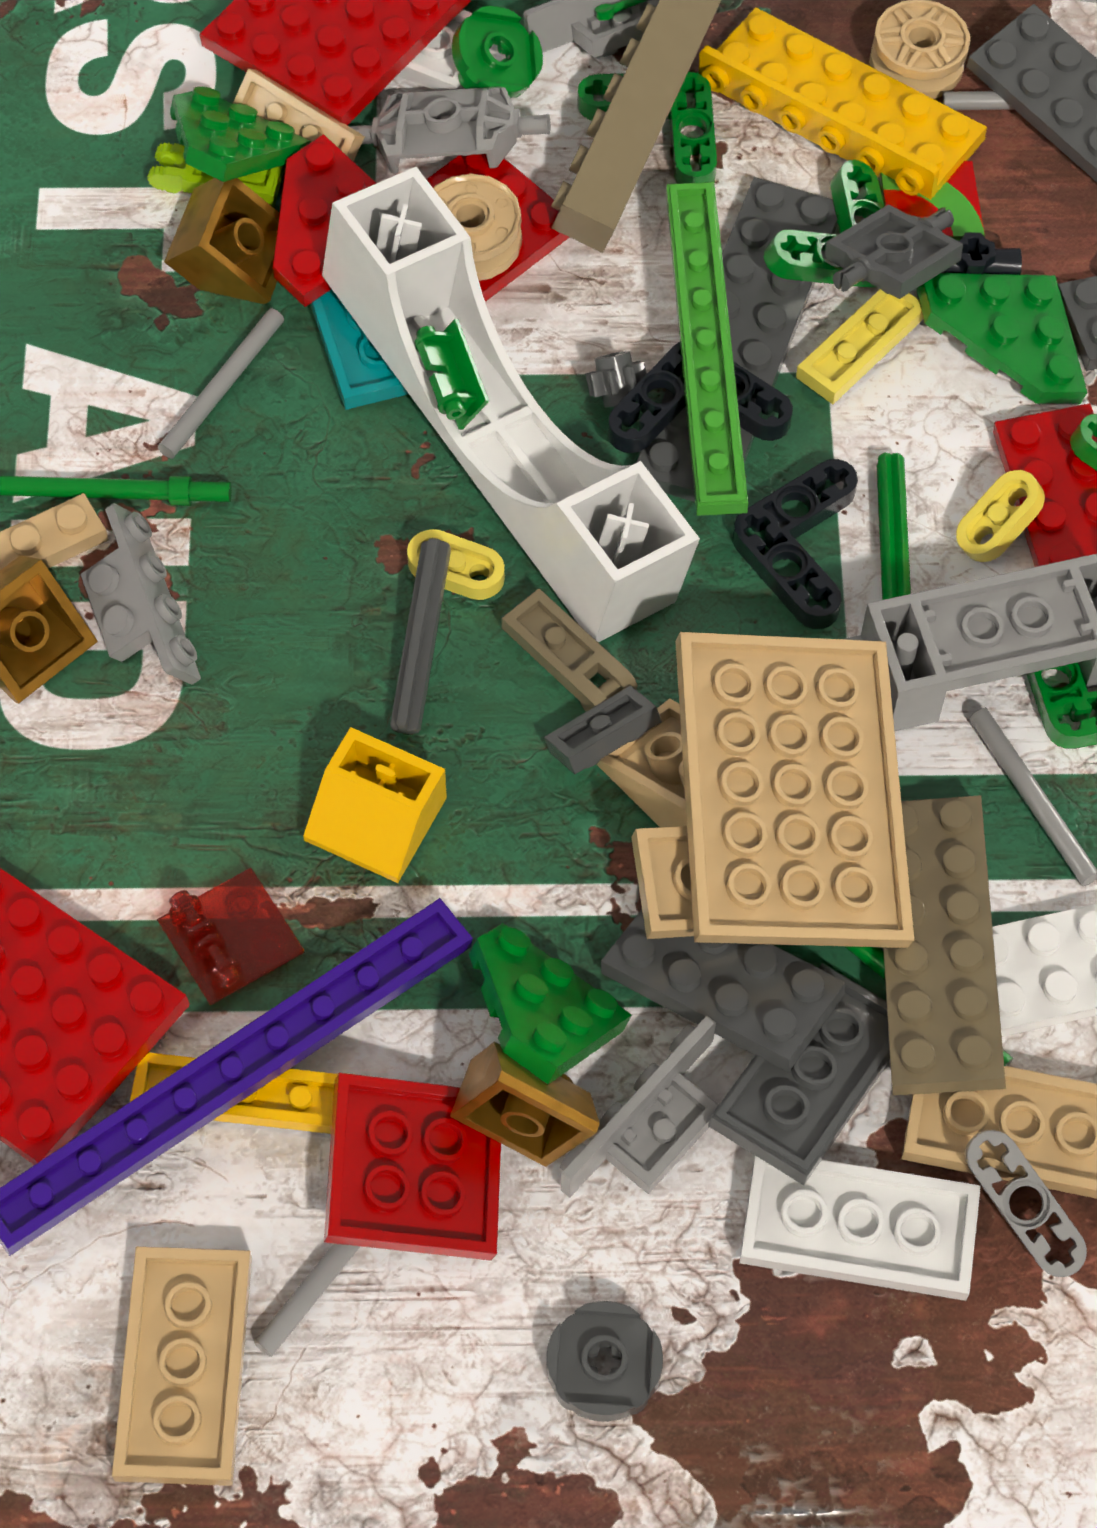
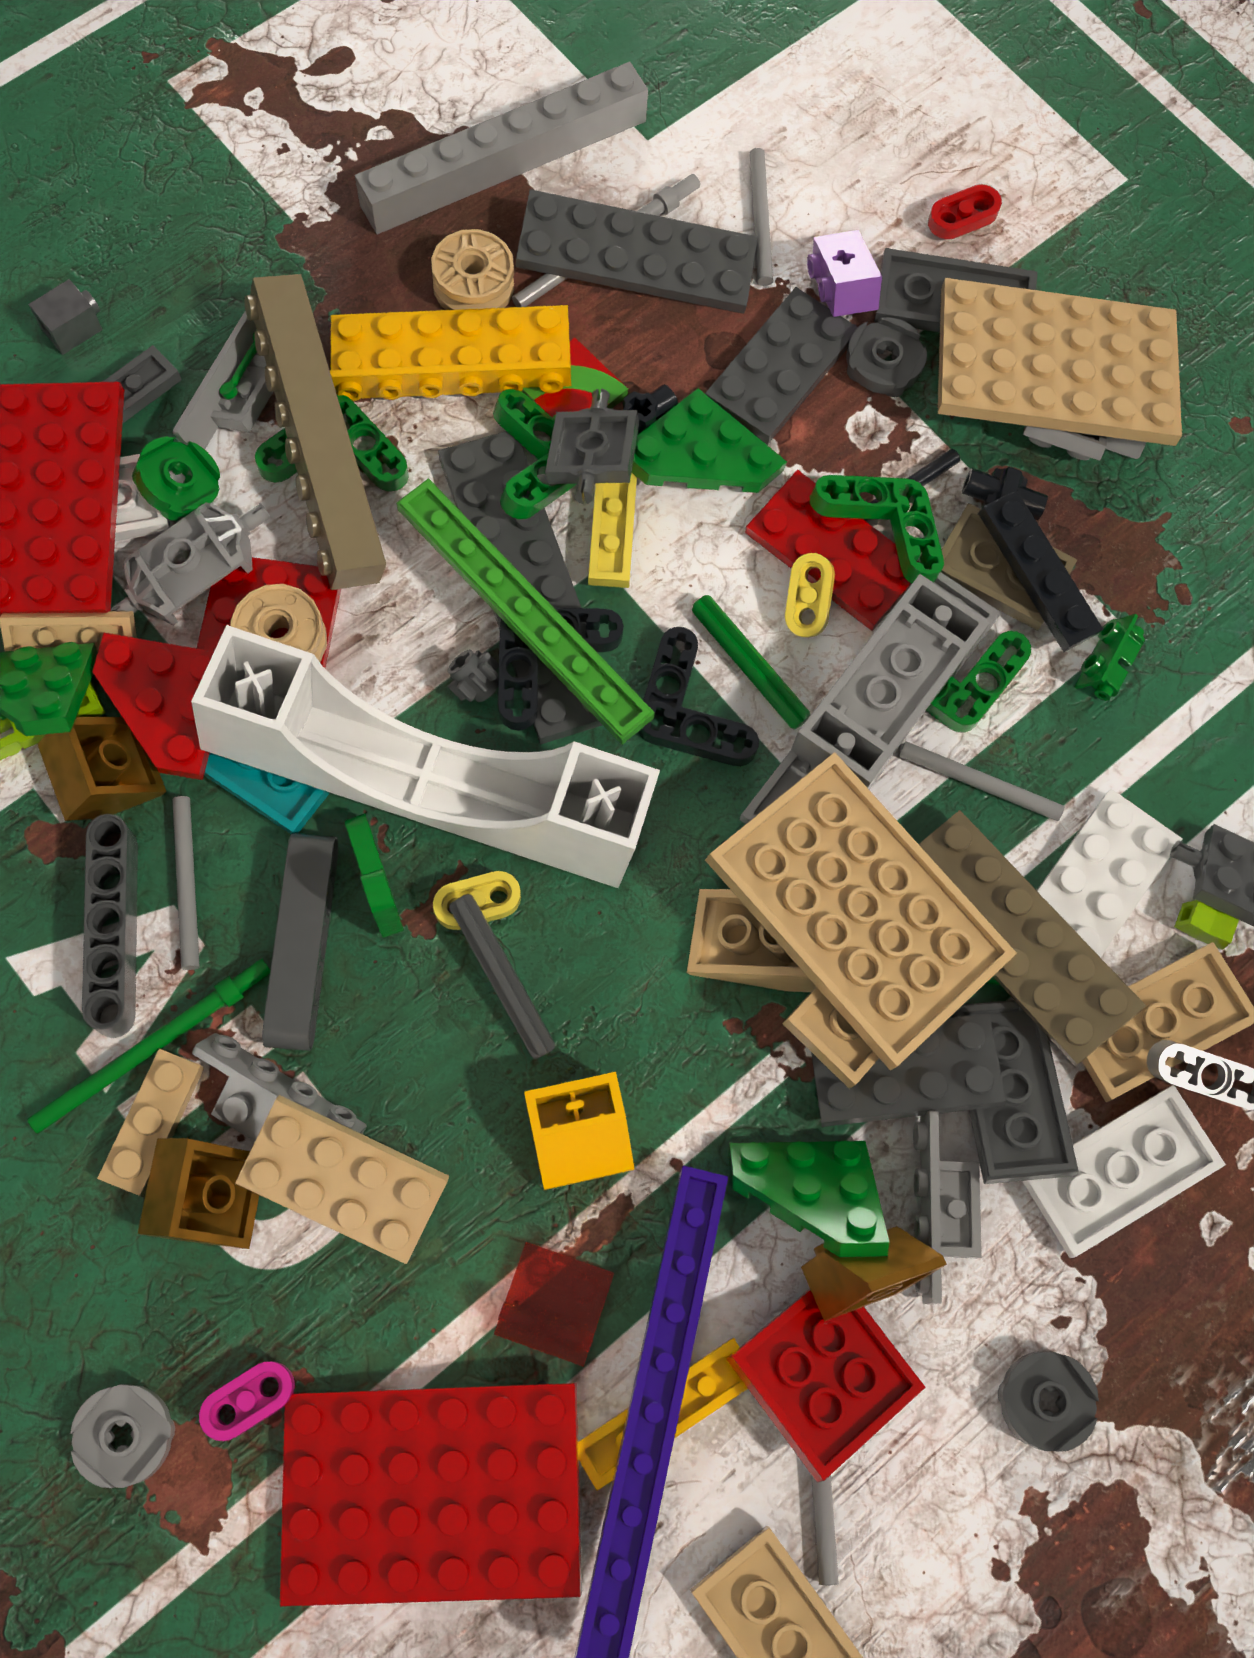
camera: 45 degrees left, 10 degrees up
(139, 695) = (342, 1179): none -> tan plate
(147, 346) = (122, 942): none -> dark grey beam
(274, 491) = (300, 942): none -> dark grey beam
(373, 480) = (373, 876): none -> green beam
(457, 379) = (381, 767): green hinge -> none
(566, 650) = (608, 908): dark tan plate -> none
(603, 730) = (682, 950): dark grey plate -> none

